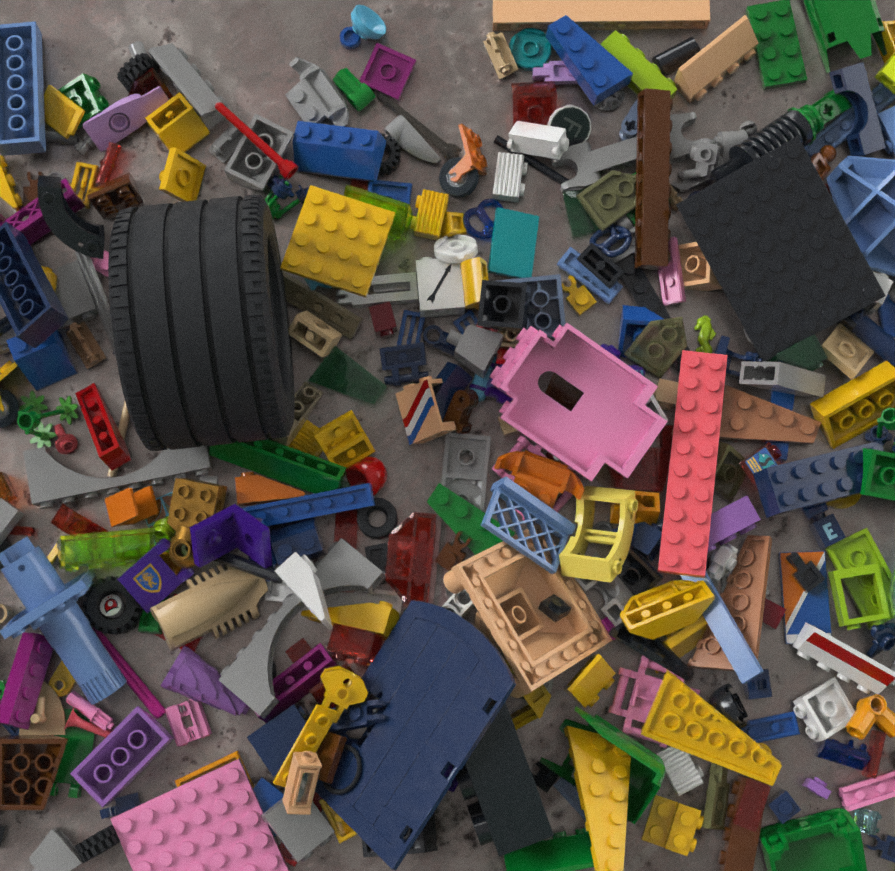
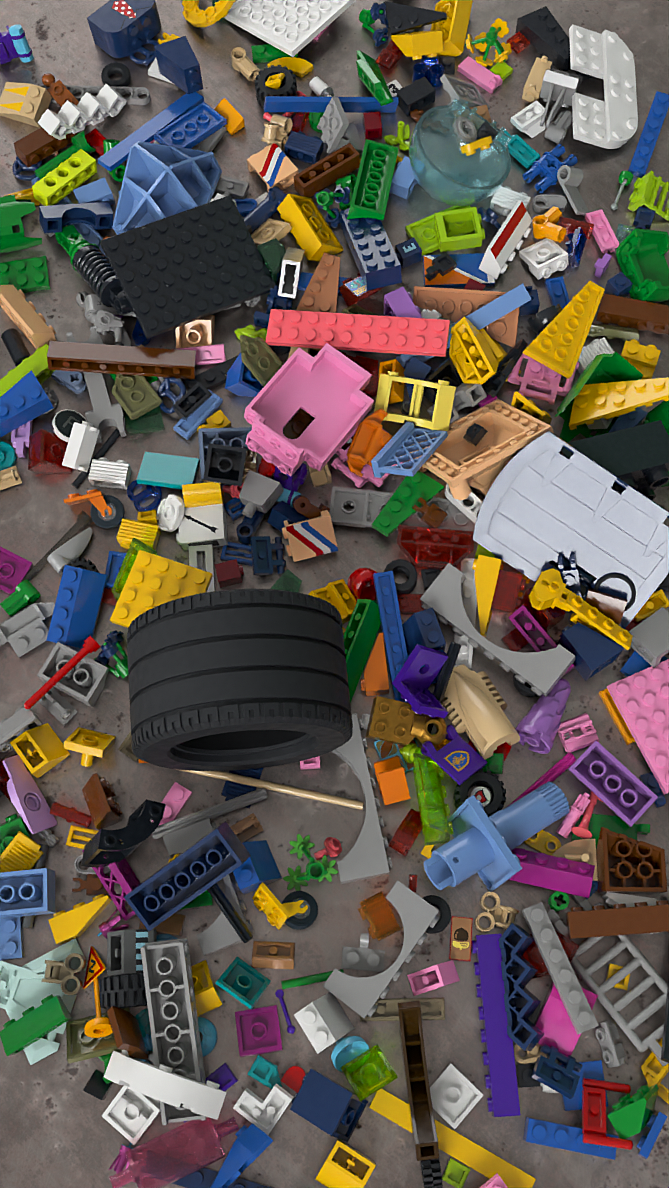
camera: 90 degrees left, 10 degrees down
(102, 427) = (317, 811): red slope -> none
(300, 577) = (466, 616): white slope -> none
(301, 783) = (628, 622): light nougat window -> none
(751, 805) = (620, 303): clear red tile -> none

